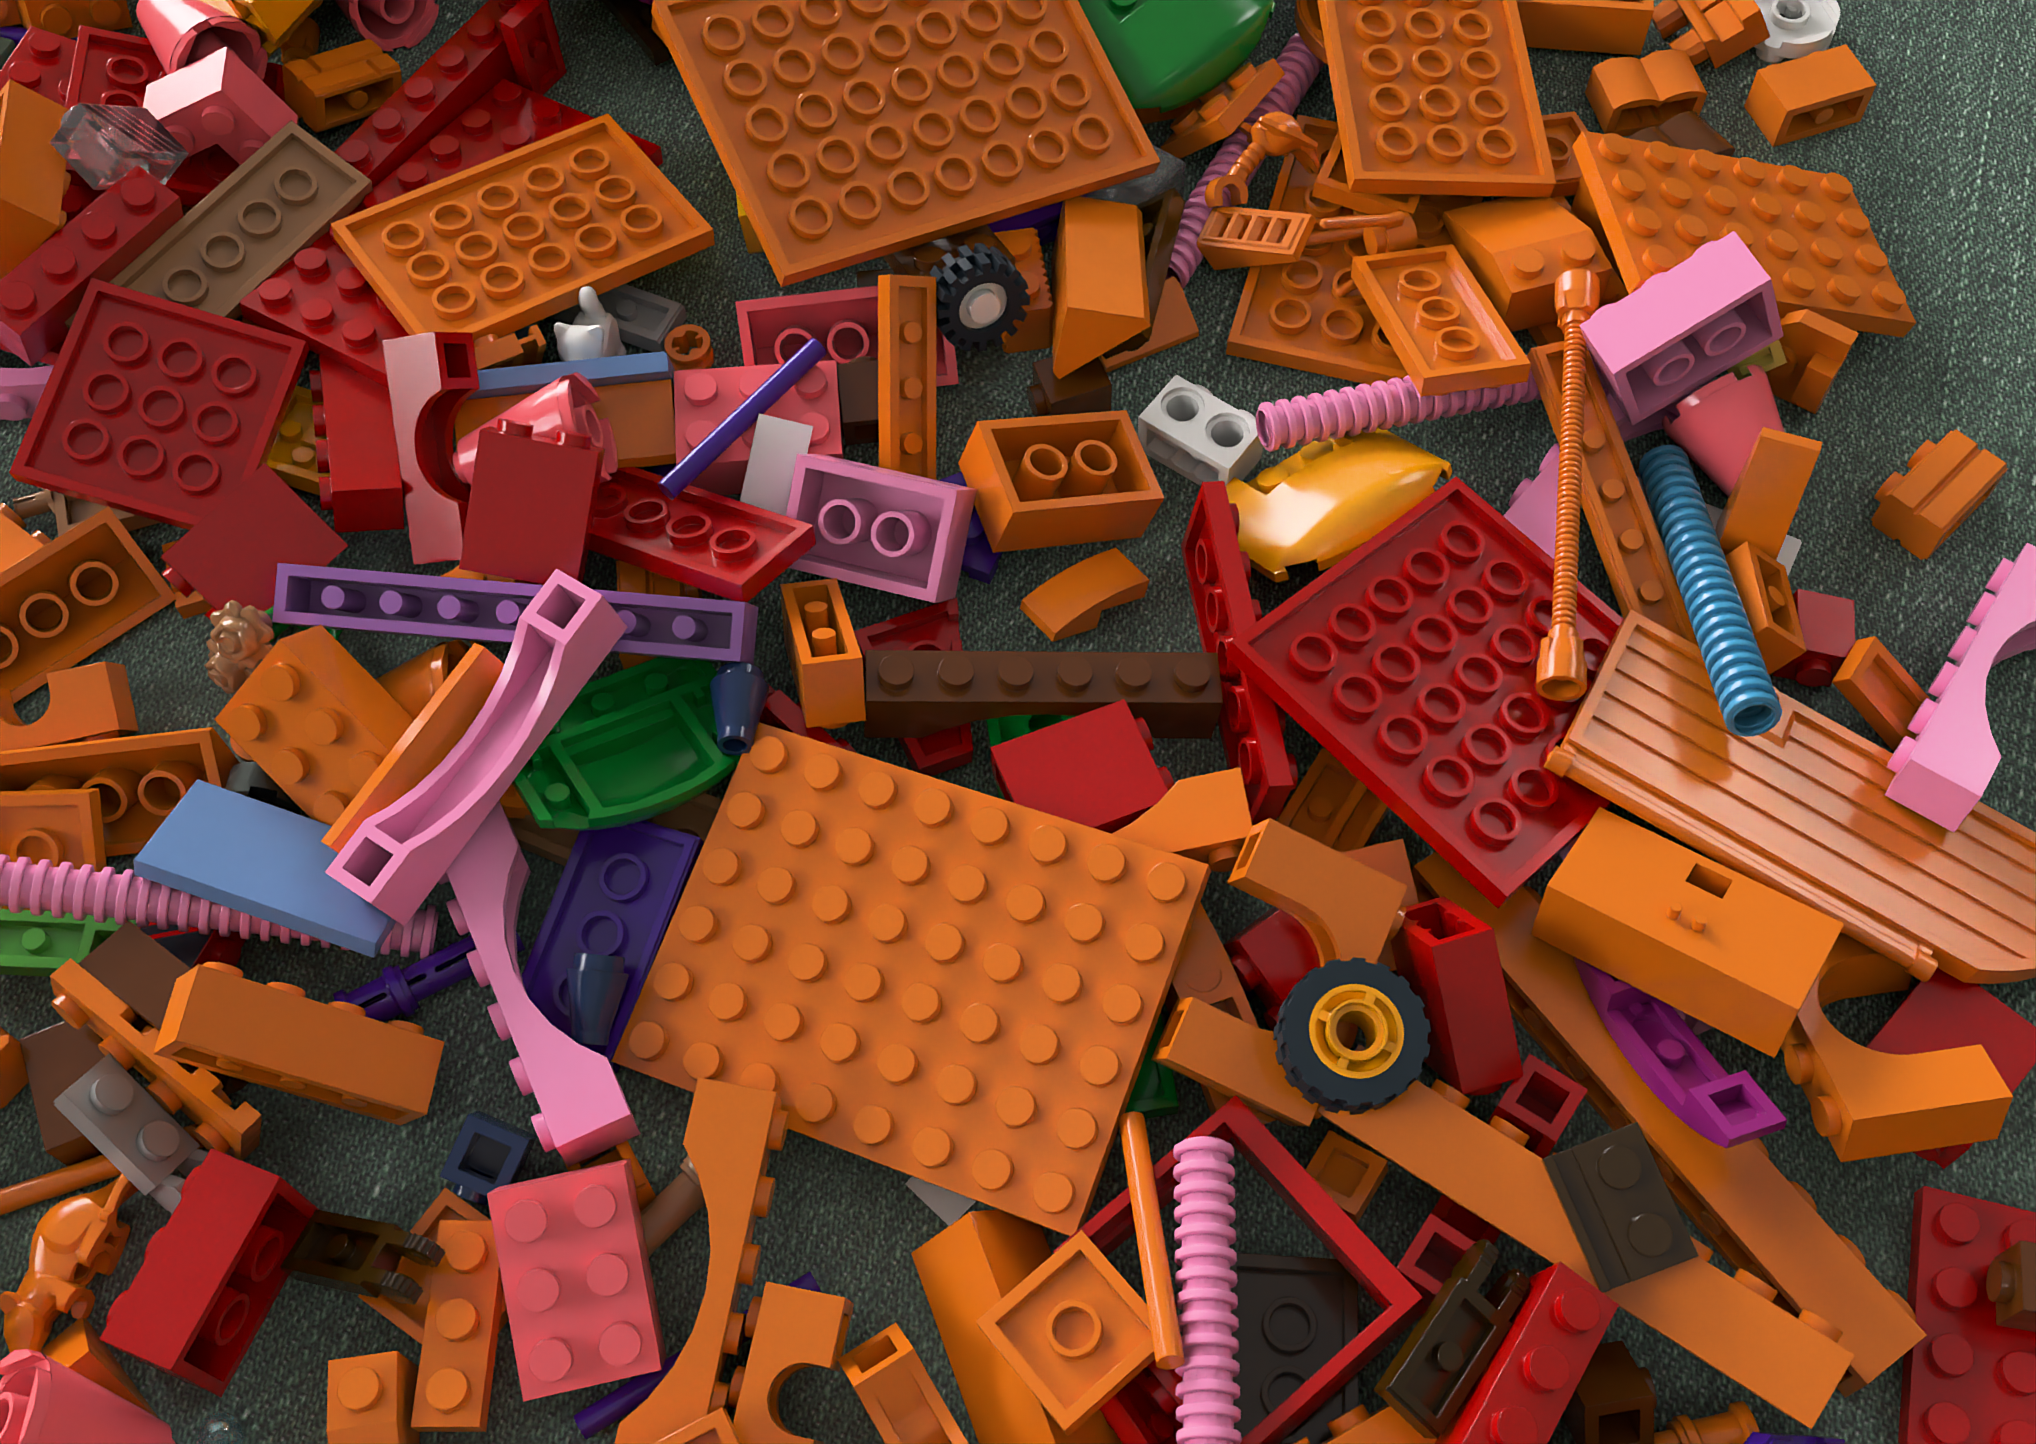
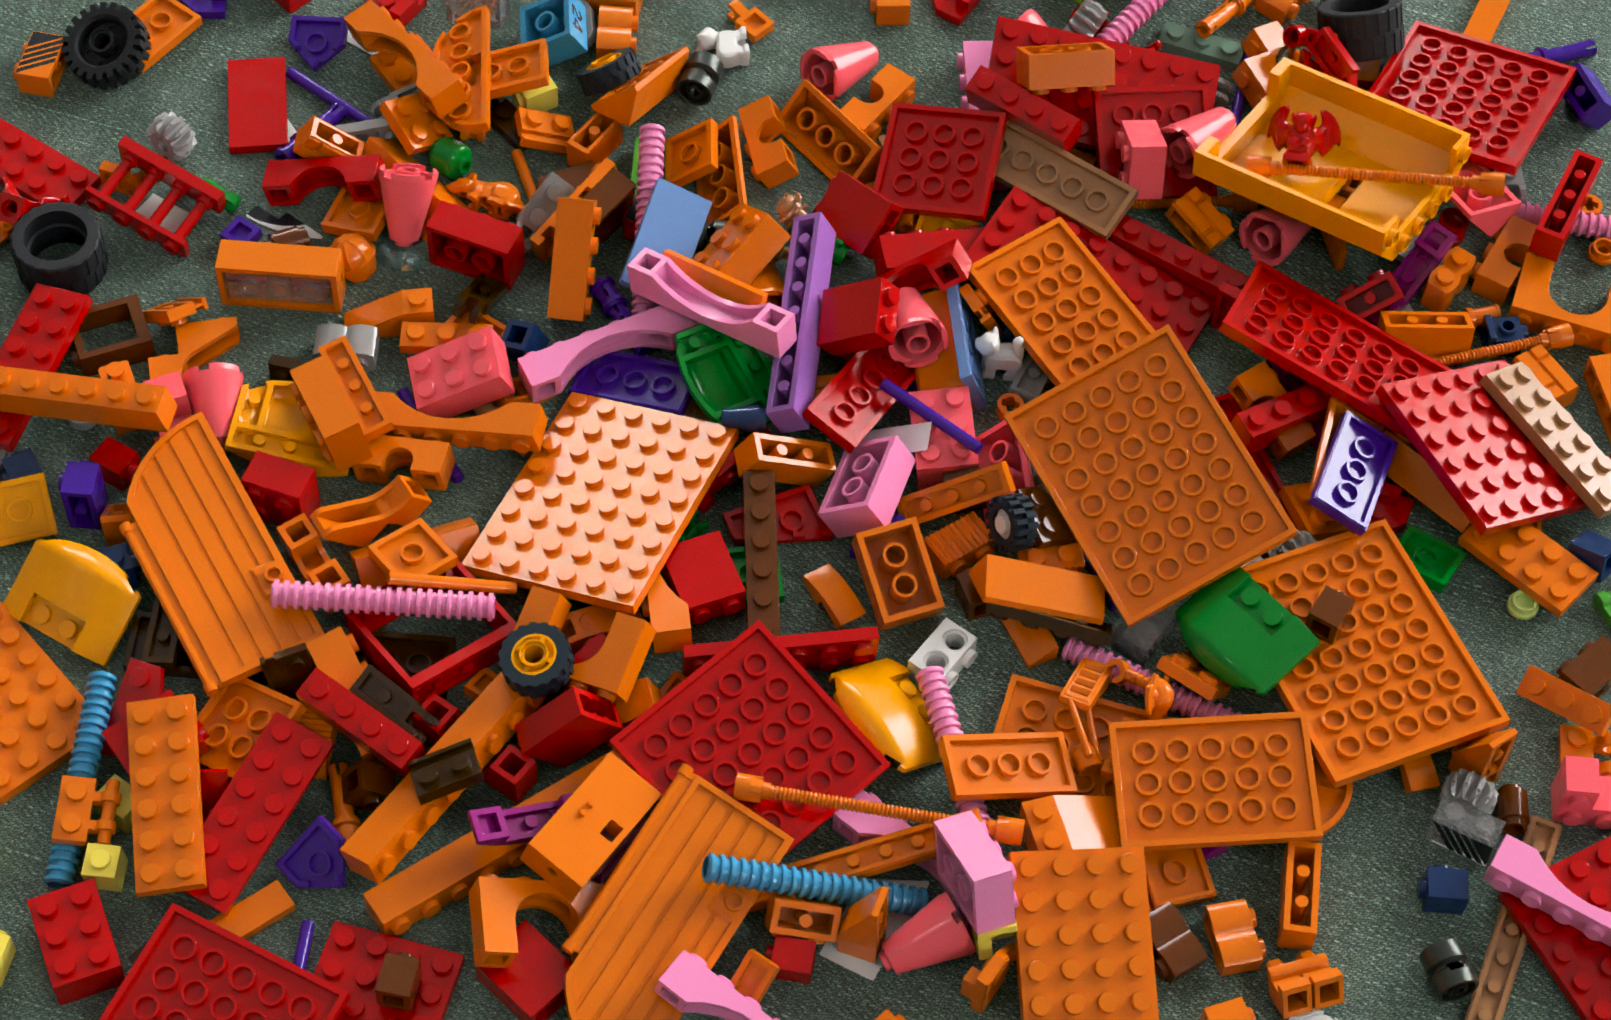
camera: 85 degrees right, 5 degrees down
(113, 139) = (1098, 112): clear brick -> none
(594, 996) = (599, 375): dark blue cone -> none
(972, 394) = (958, 545): none -> orange brick

